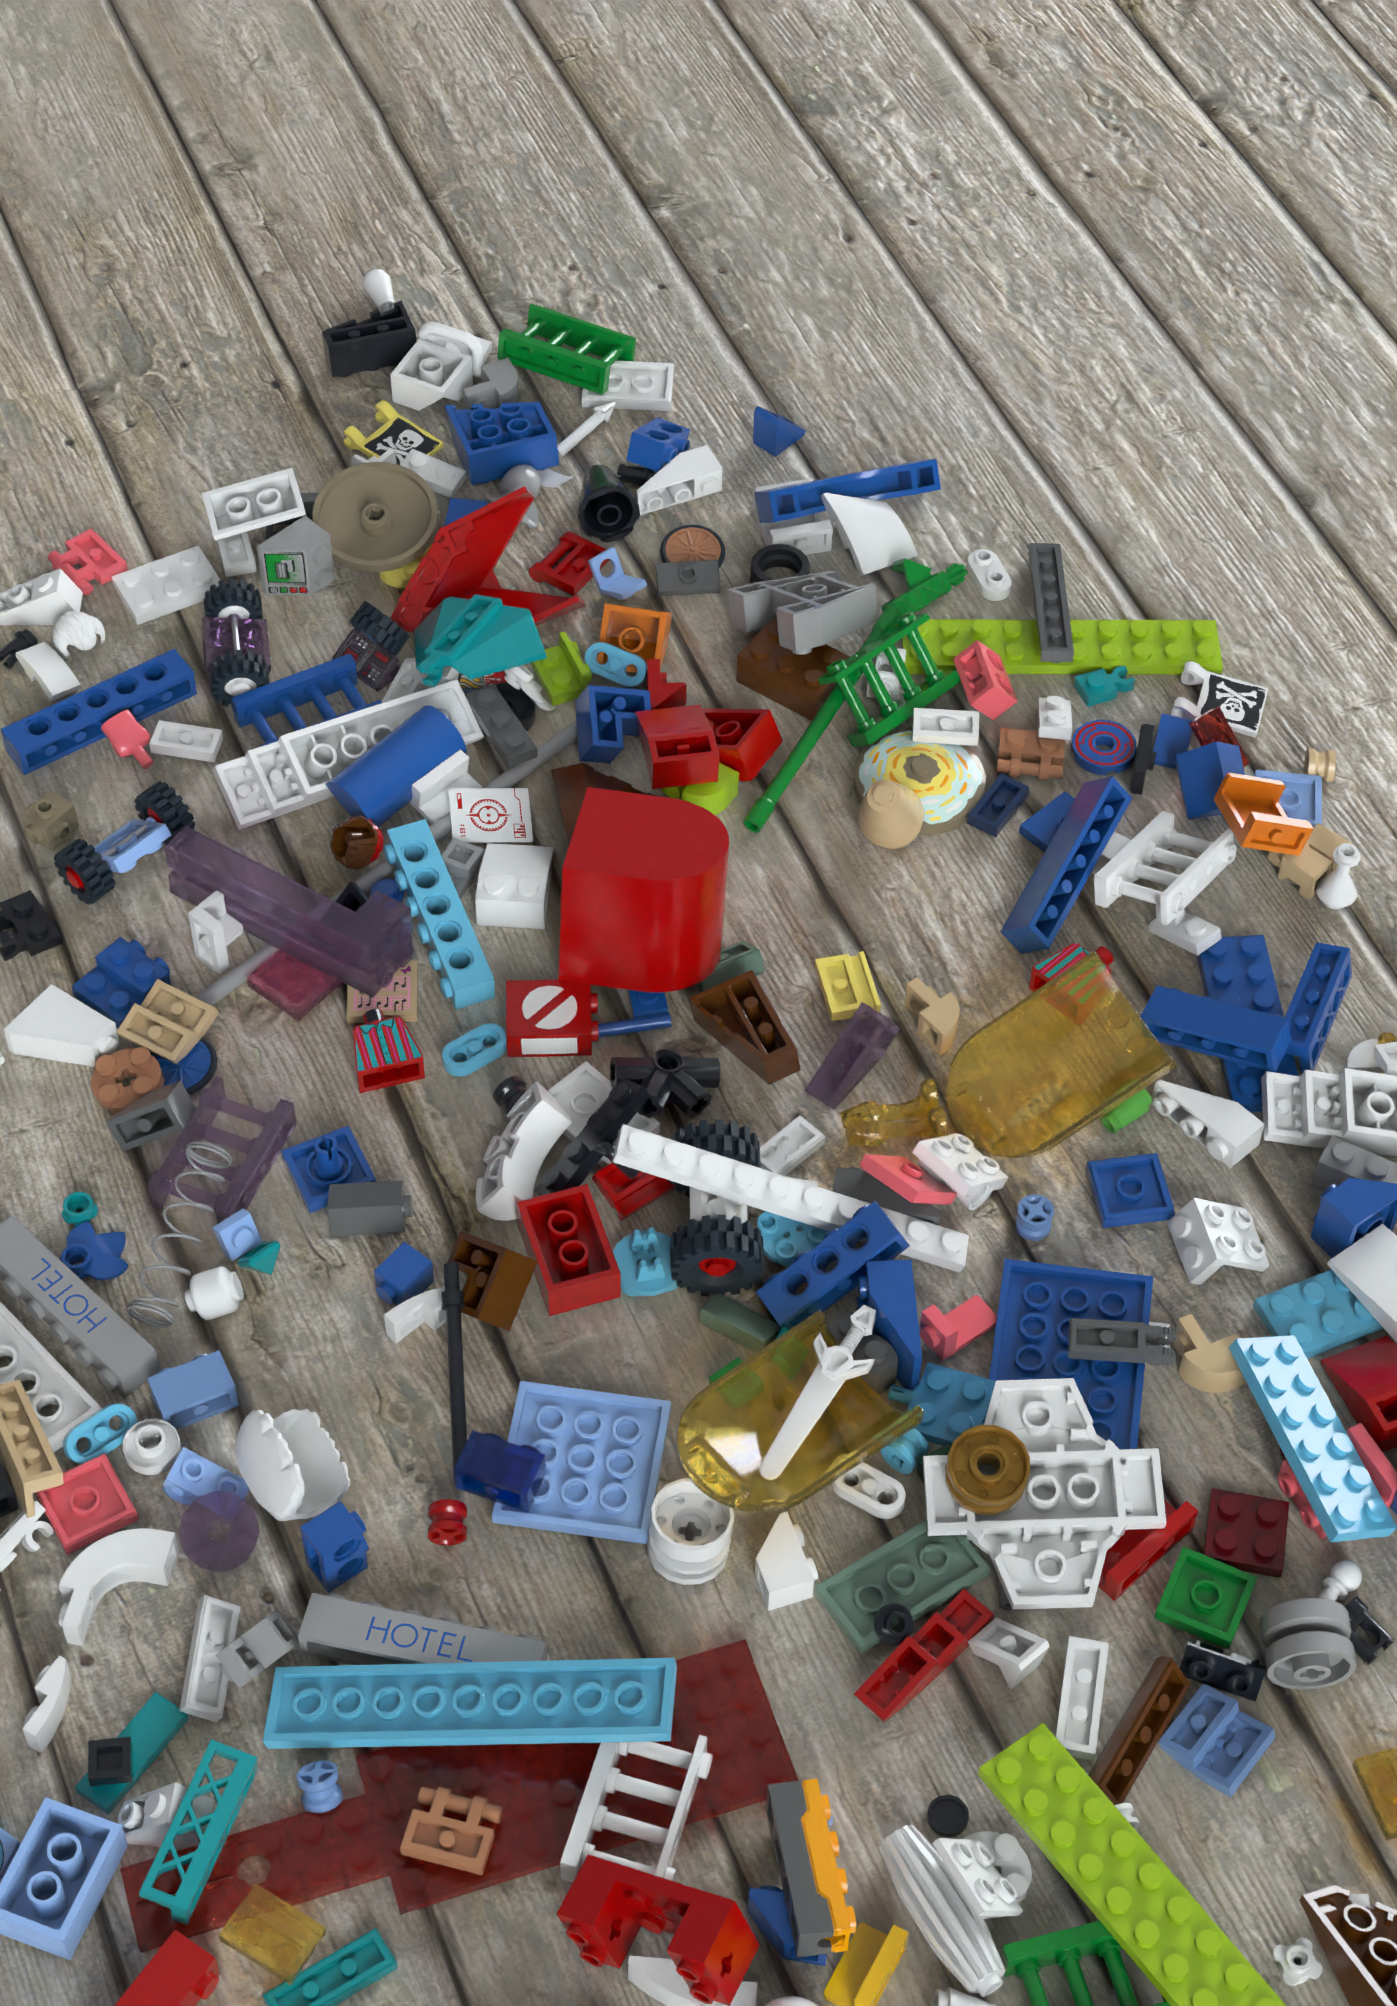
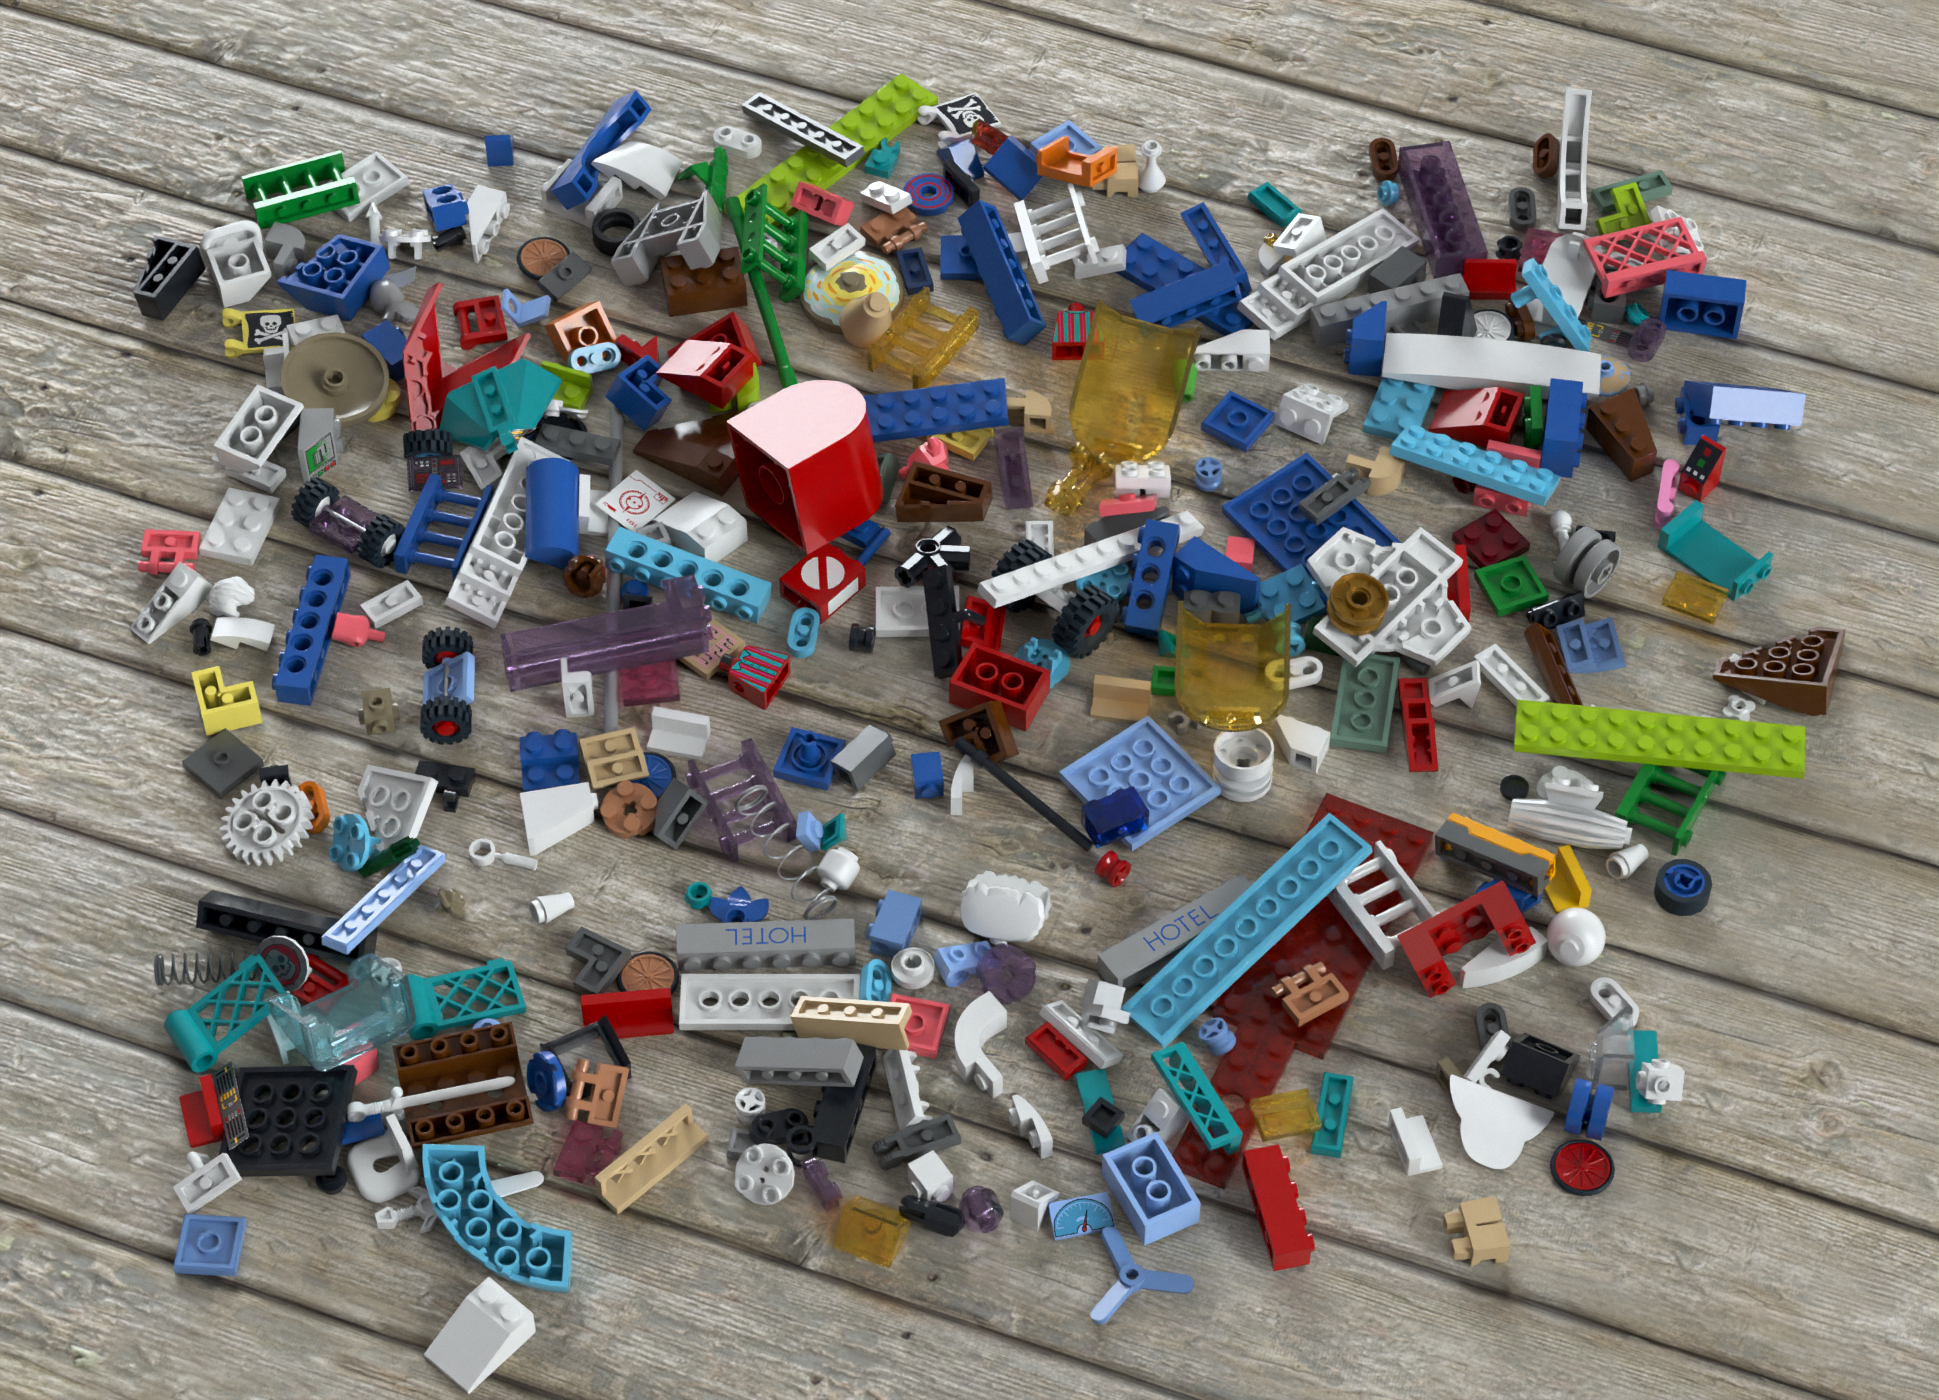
camera: 45 degrees left, 0 degrees up
(168, 1652) = (1056, 1051): none -> red plate
(255, 1050) = (679, 733): none -> white panel
(335, 1546) = (1079, 924): blue brick -> none
(379, 288) = (116, 242): white cone -> none
(519, 1153) = (901, 665): white brick -> none
(593, 443) = (395, 236): none -> white plate
(606, 505) = (459, 266): black cone -> none
(670, 1364) = (1120, 699): none -> tan panel
(738, 1323) = (1128, 652): sand green slope -> none
(787, 984) = (931, 453): none -> coral rock
(823, 929) = (938, 410): none -> blue plate
(833, 1369) = (1220, 625): white sword -> none
(883, 1619) = (1391, 720): black plate -> none
(925, 898) = (936, 358): none -> clear yellow fence
(1320, 763) = (1059, 113): tan wheel -> none

